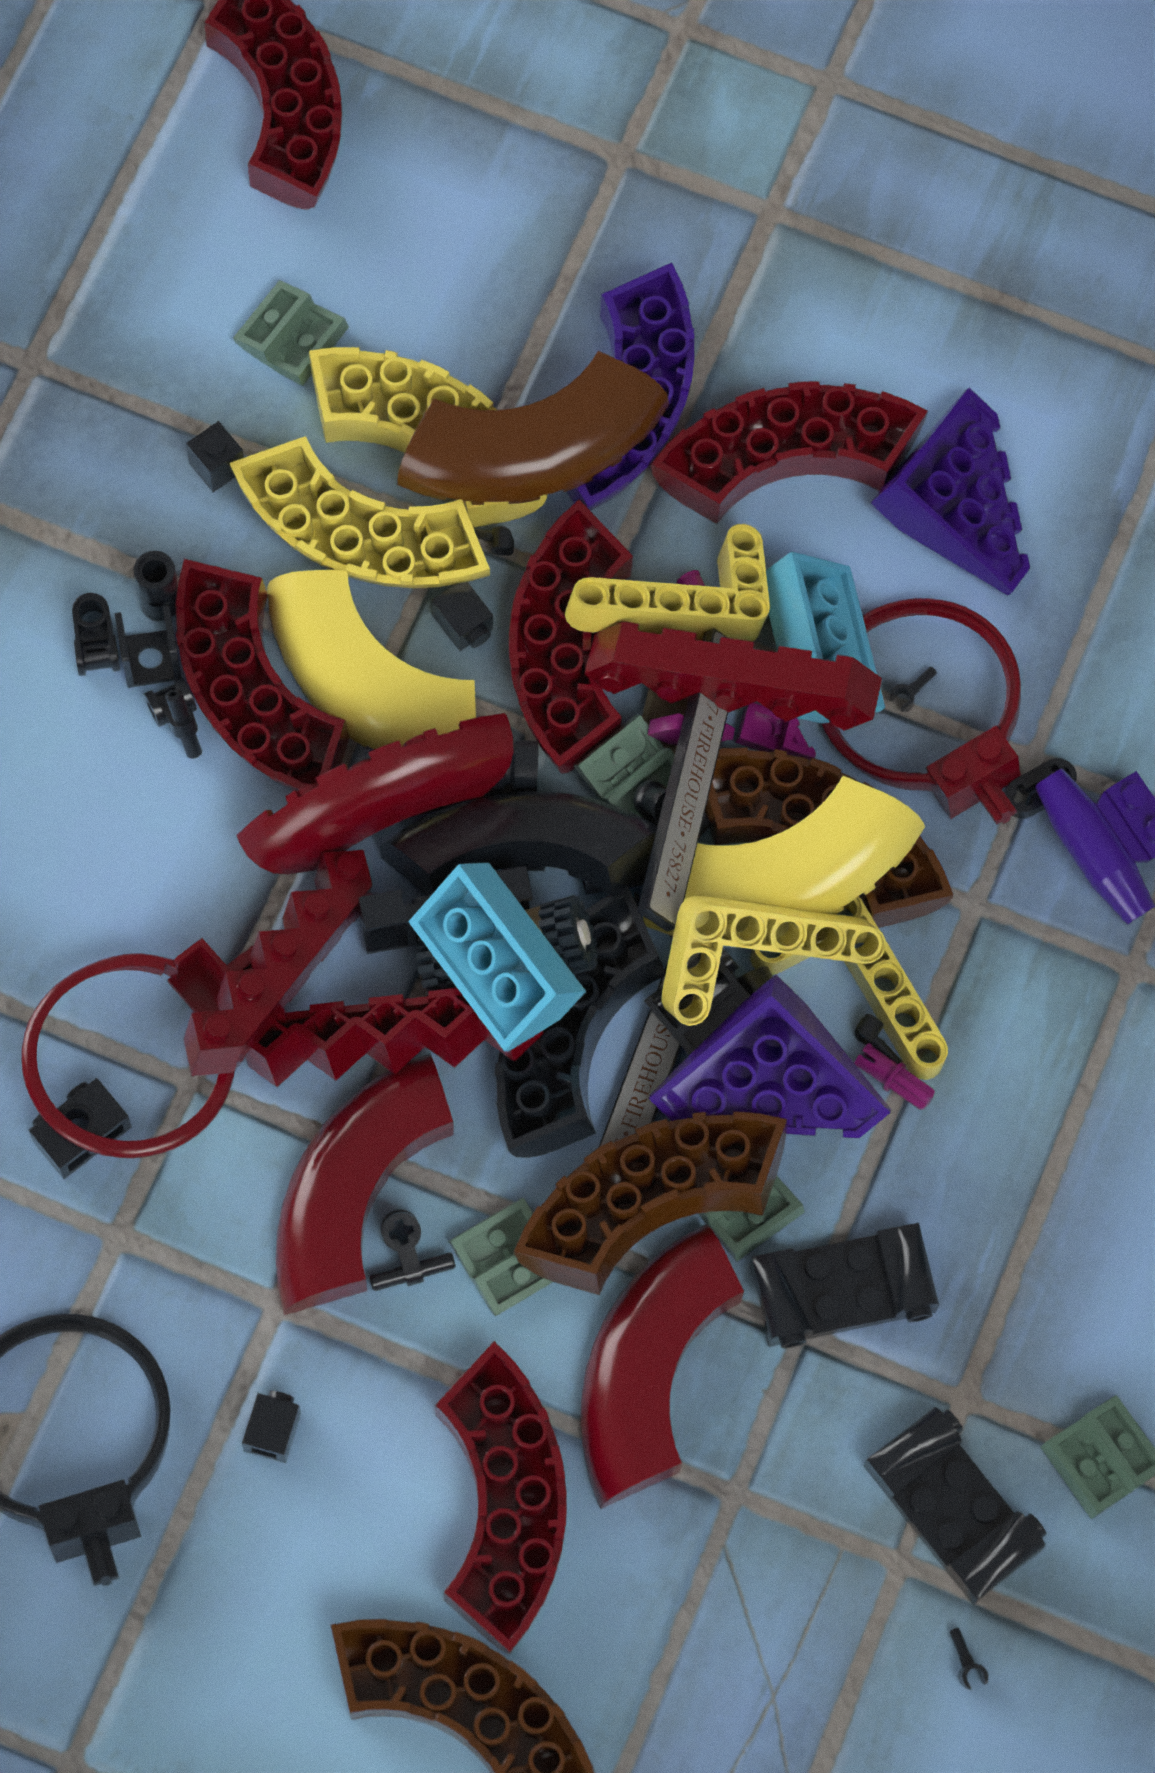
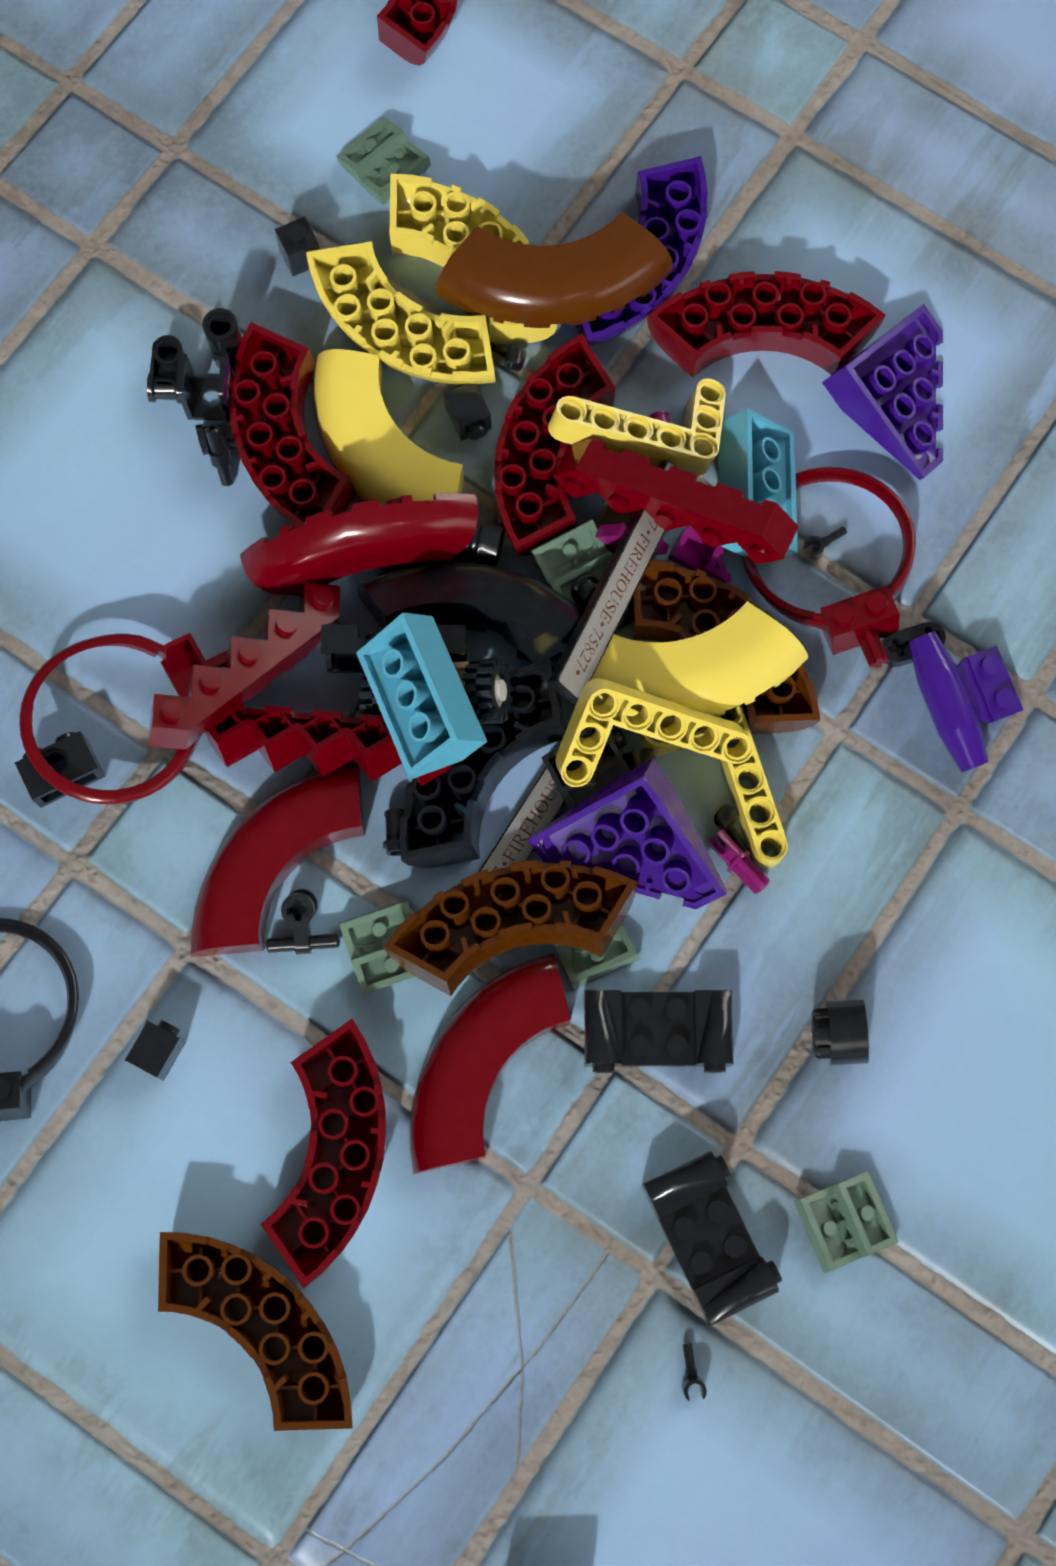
camera: 15 degrees right, 5 degrees up
(489, 1123) = (392, 822): none -> black pin
(1053, 1245) = (841, 1032): none -> black piece

